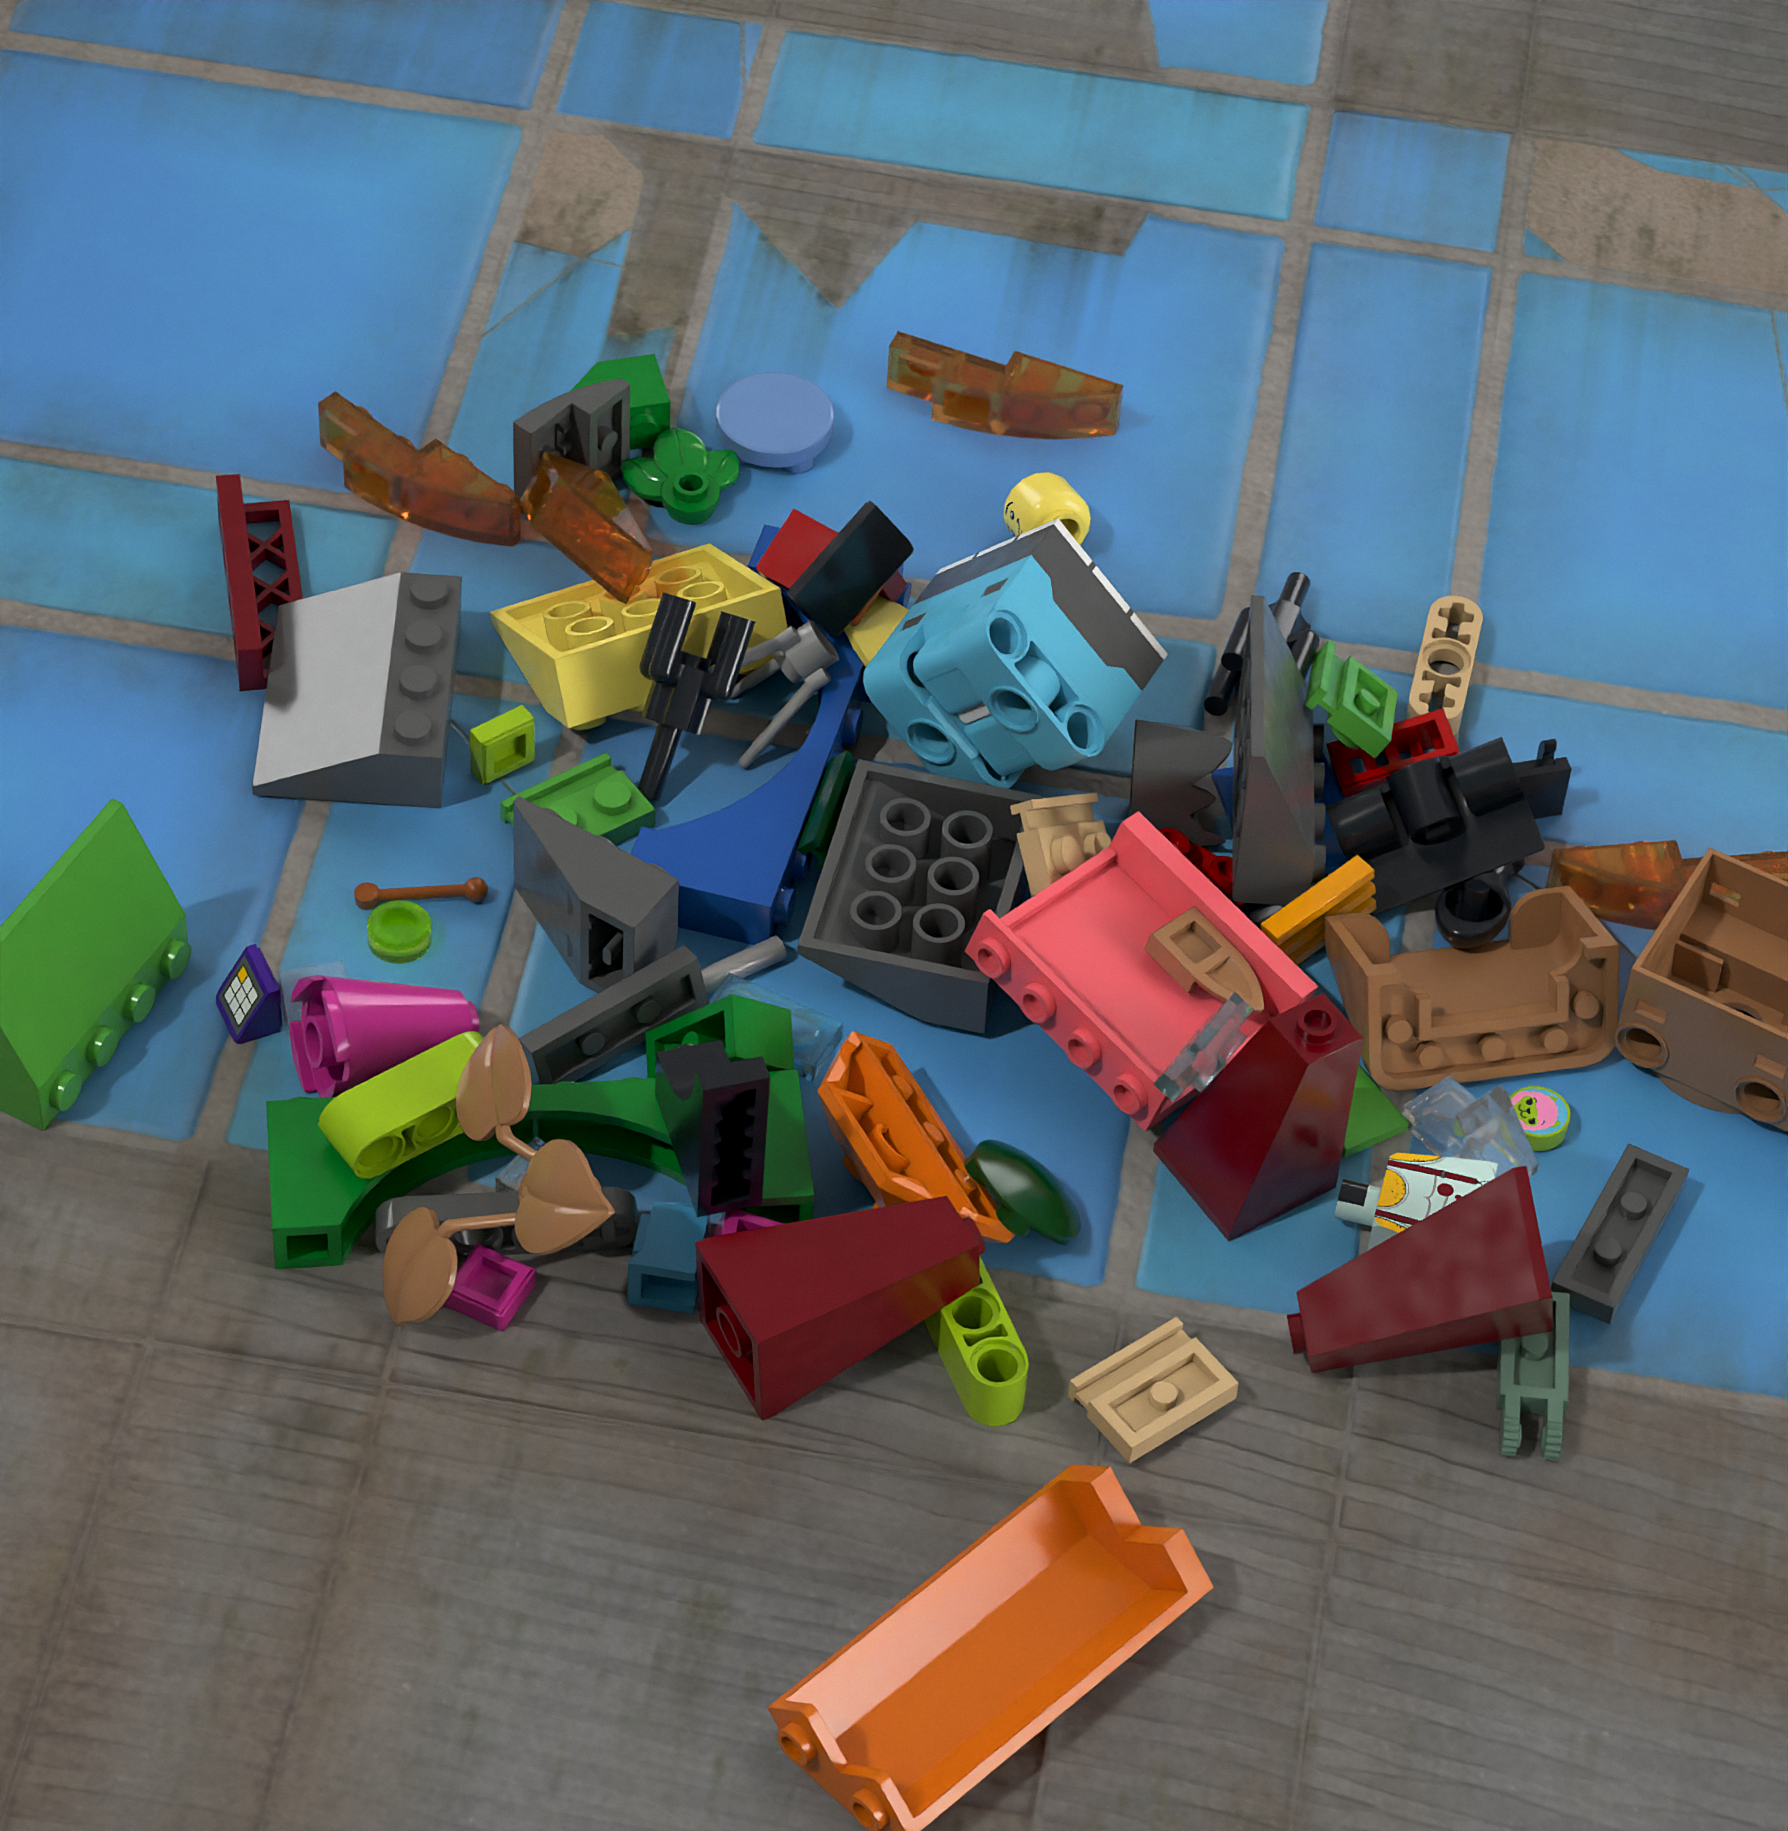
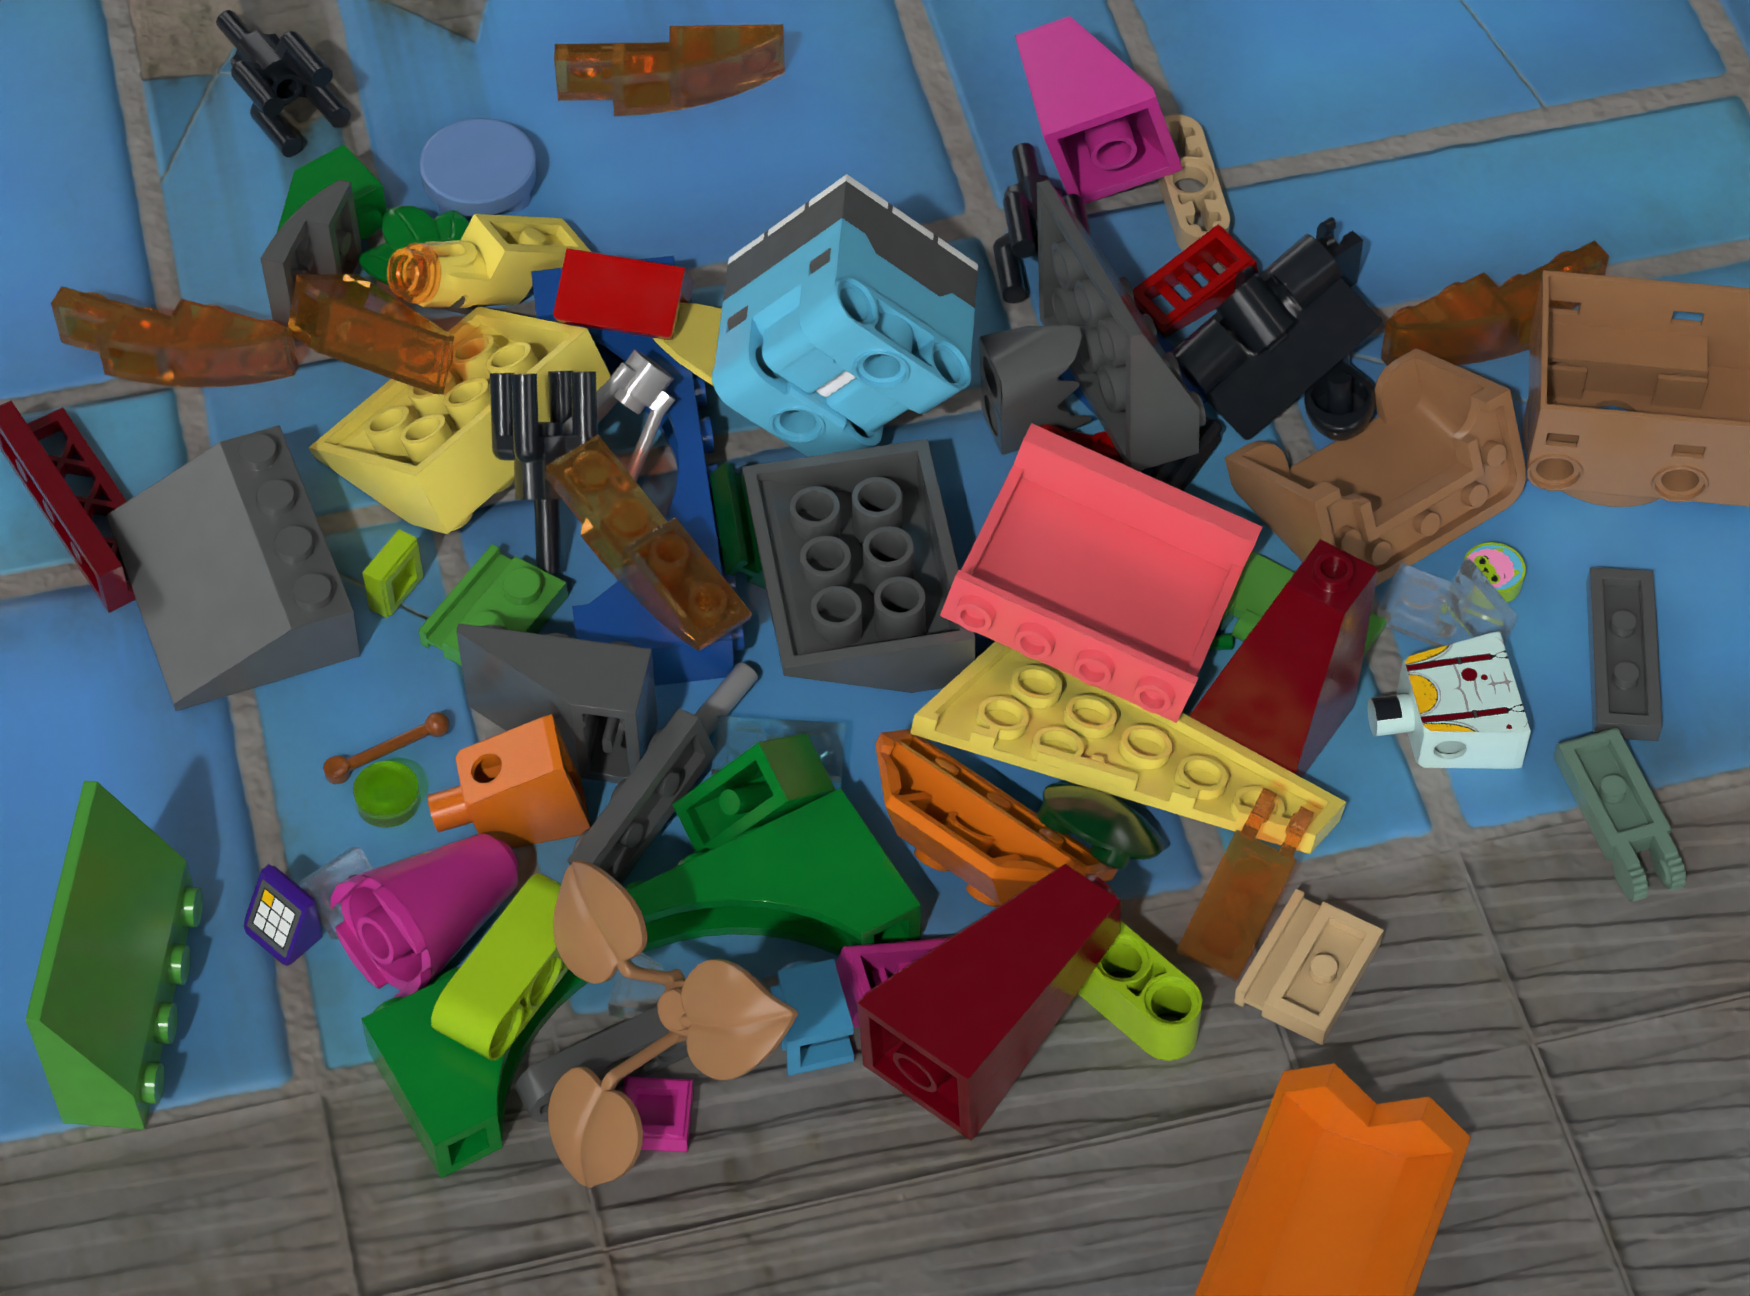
camera: 20 degrees left, 5 degrees up
(509, 962) = (516, 788): none -> orange torso
(630, 272) = (275, 74): none -> black plant
(715, 1123) = (809, 876): black arch -> none
(722, 506) = (485, 266): none -> light yellow plate
(727, 793) = (642, 549): none -> clear orange slope
(851, 570) = (653, 289): black slope -> none
(1043, 499) = (774, 171): light yellow head -> none
(1058, 836) = (964, 476): tan plate -> none
(1066, 1122) = (1084, 735): none -> light yellow wing
(1125, 1295) = (1242, 892): none -> clear orange hinge
(1203, 957) = (1148, 538): medium nougat plate -> none
(1206, 1050) = (1207, 627): clear light blue plate -> none
(1301, 924) = (1226, 433): light orange tile -> none
(1356, 700) = (1144, 243): bright green plate -> none
(1366, 565) = (1094, 112): none -> dark pink slope
(1437, 1286) = (1536, 758): dark red slope -> none

